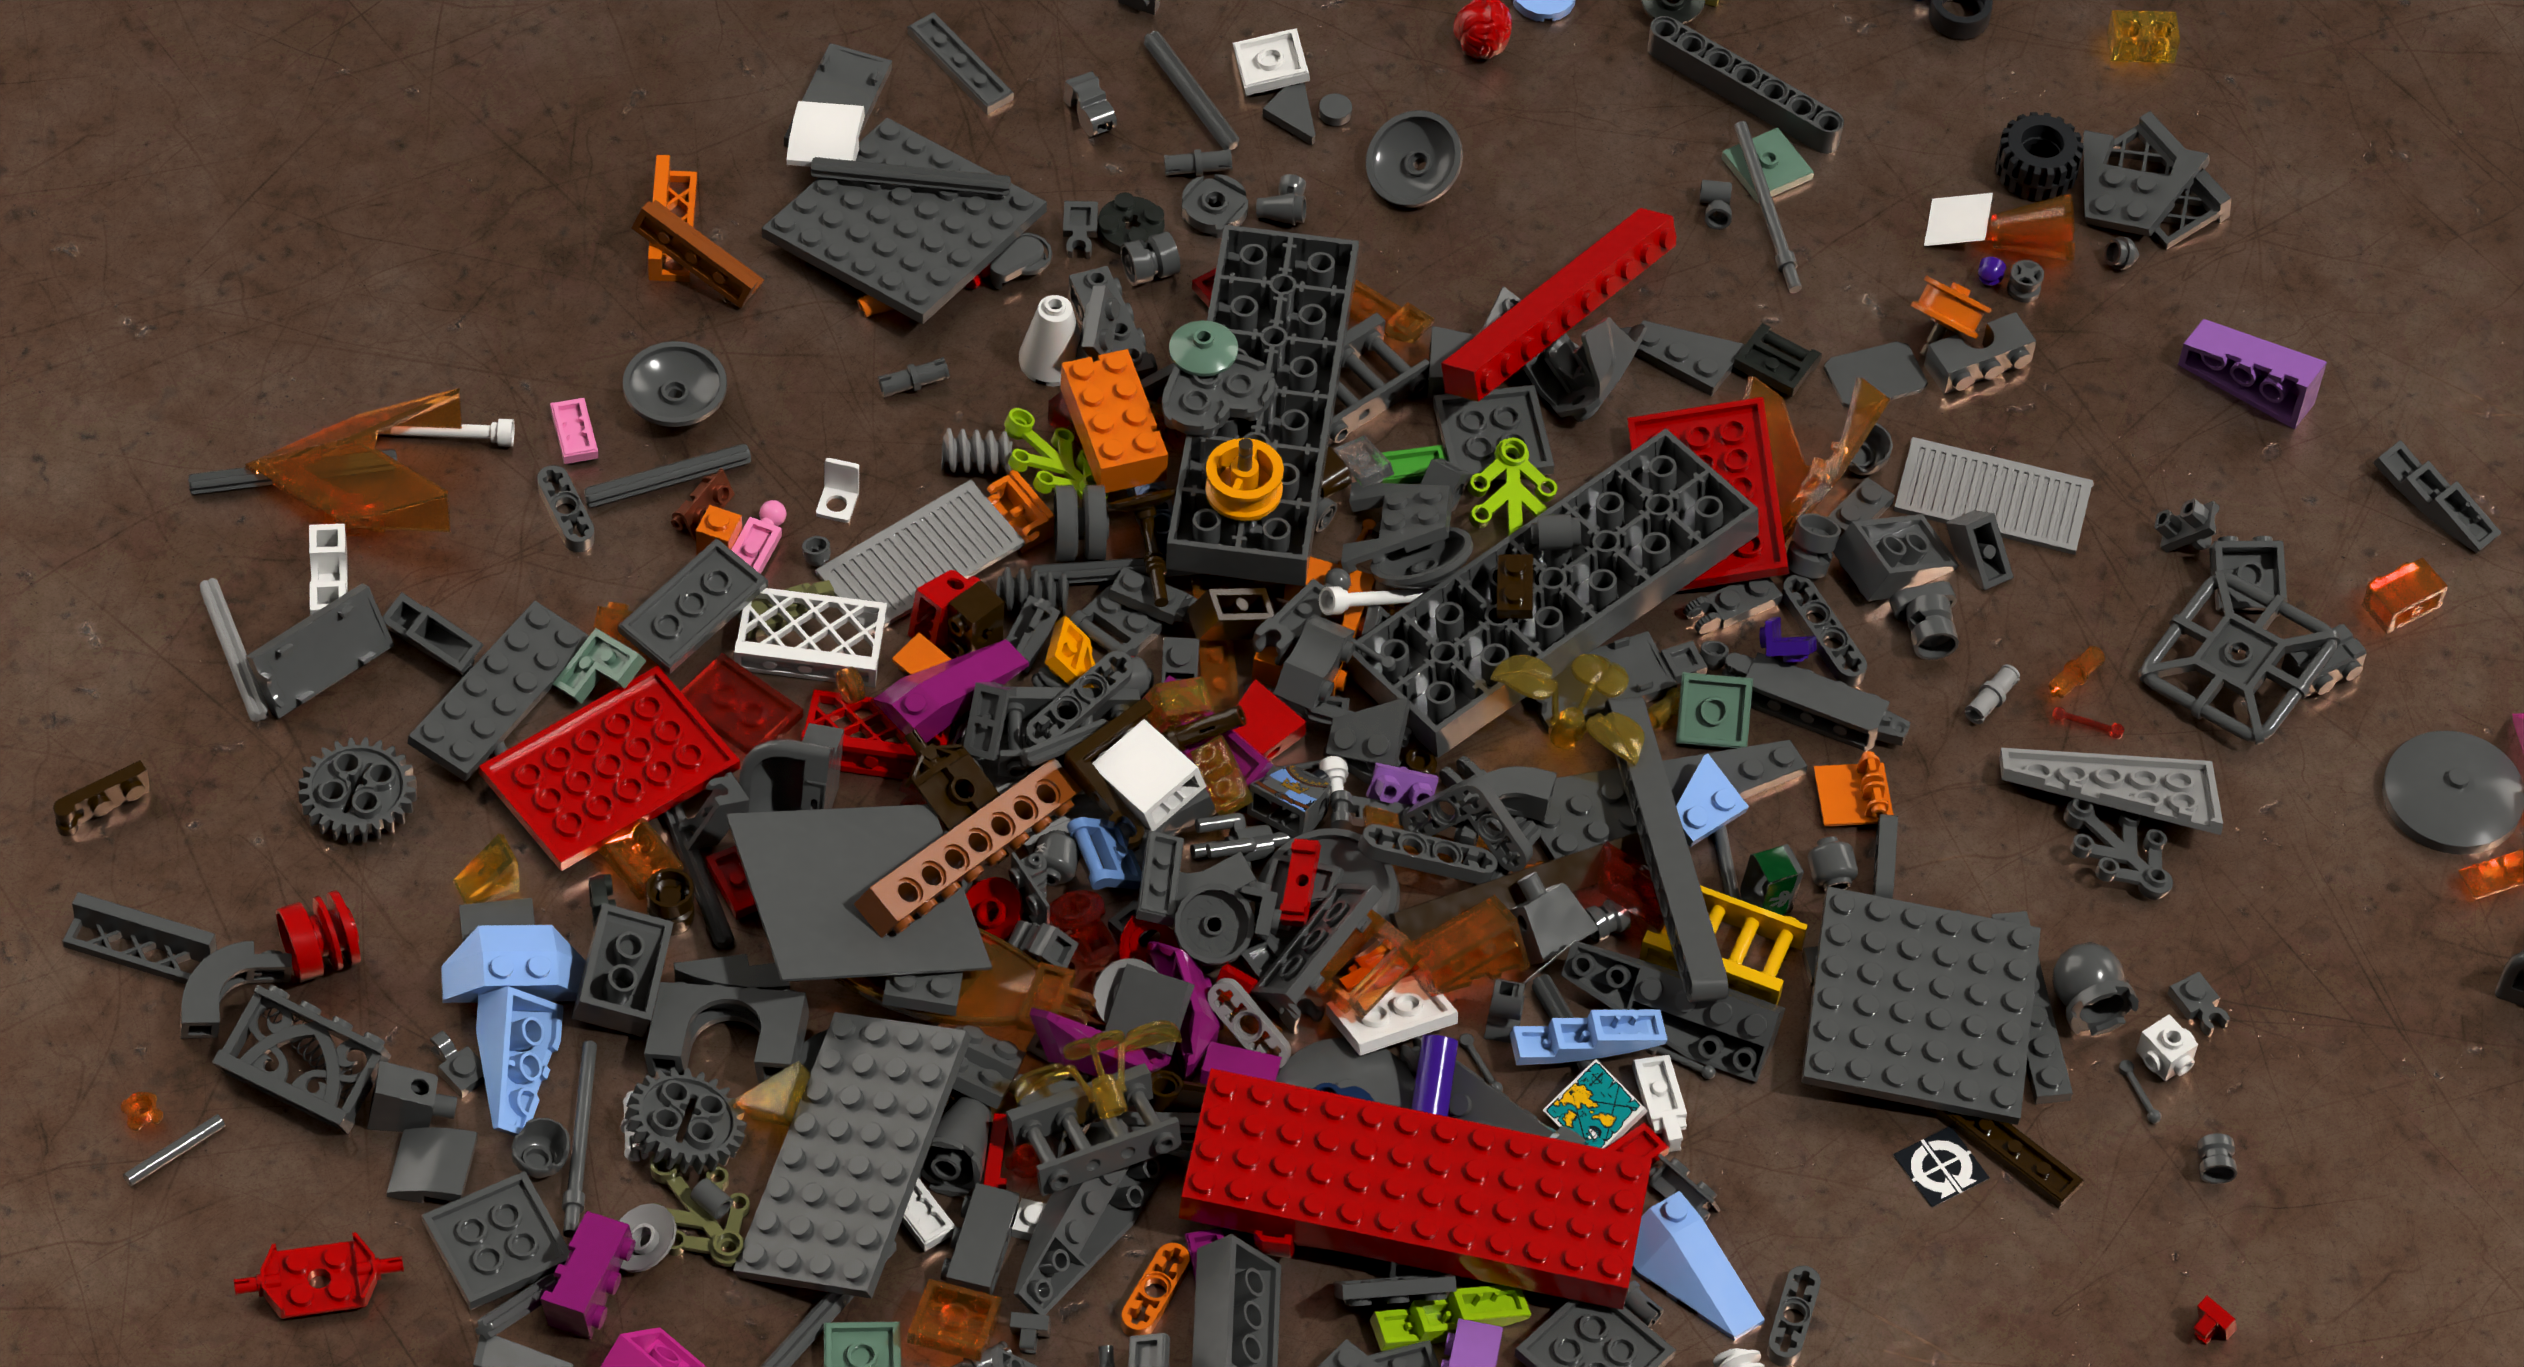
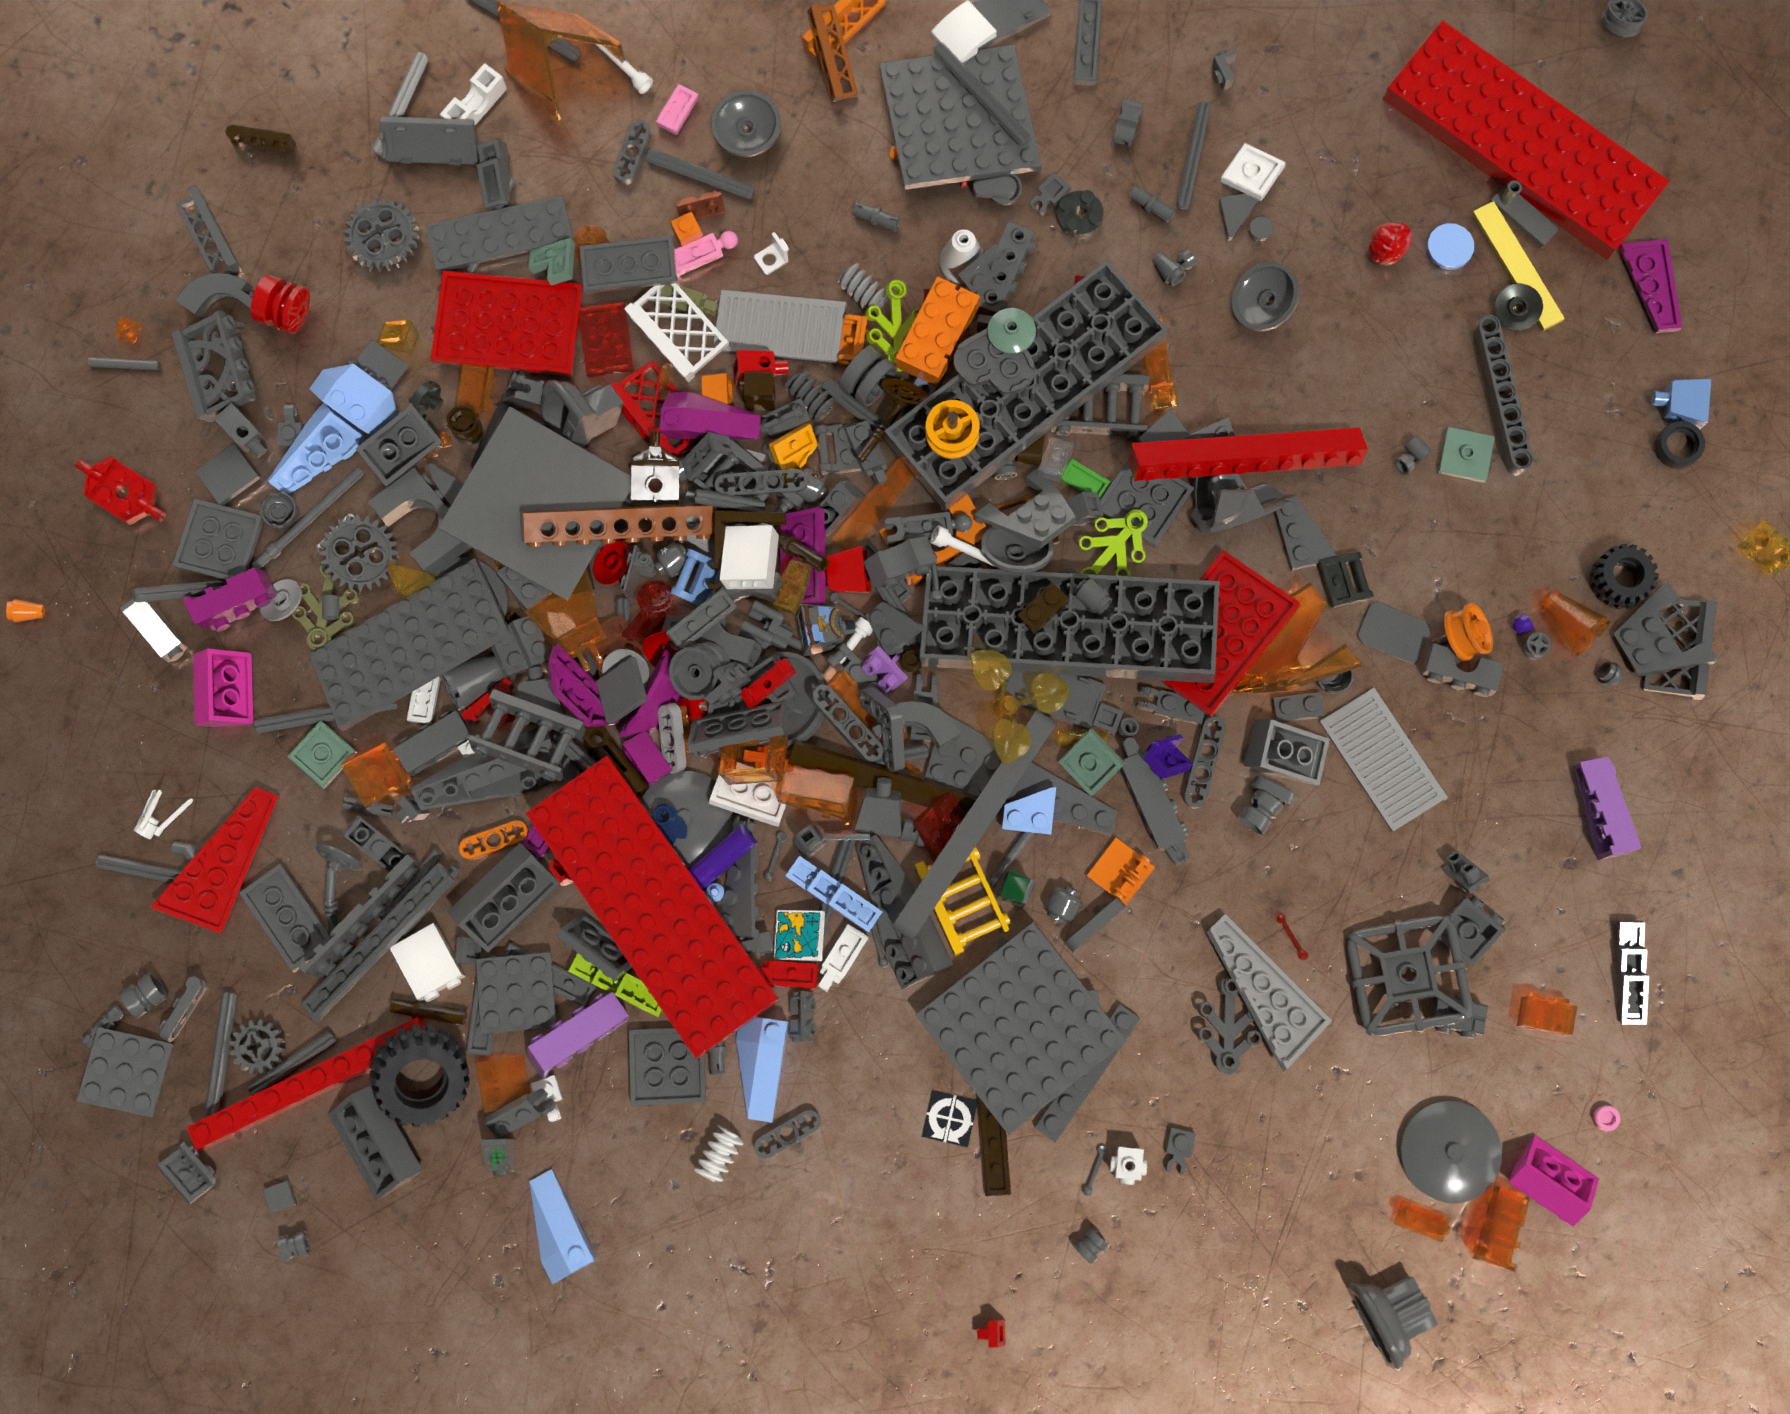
camera: 50 degrees right, 25 degrees up
(816, 550) = (729, 274): dark grey hinge -> none
(1043, 943) = (608, 604): dark grey leg -> none
(1106, 1091) = (542, 723): clear yellow plant -> none
(1150, 258) = (1065, 243): dark grey wheel -> none
(1178, 702) = (806, 527): clear yellow slope -> none
(1212, 219) = (1142, 226): dark grey plate -> none
(1229, 613) = (889, 496): dark brown brick -> none
(1785, 258) = (1414, 522): dark grey bar -> none
(1812, 545) = (1242, 711): dark grey wheel -> none
(1958, 219) = (1538, 576): white sticker -> none
(1980, 548) = (1337, 787): dark grey slope -> none
(1992, 694) = (1254, 878): light grey pin -> none
(2076, 672) = (1314, 904): clear orange axle -> none
(2093, 988) = (1124, 1093): dark grey tile -> none

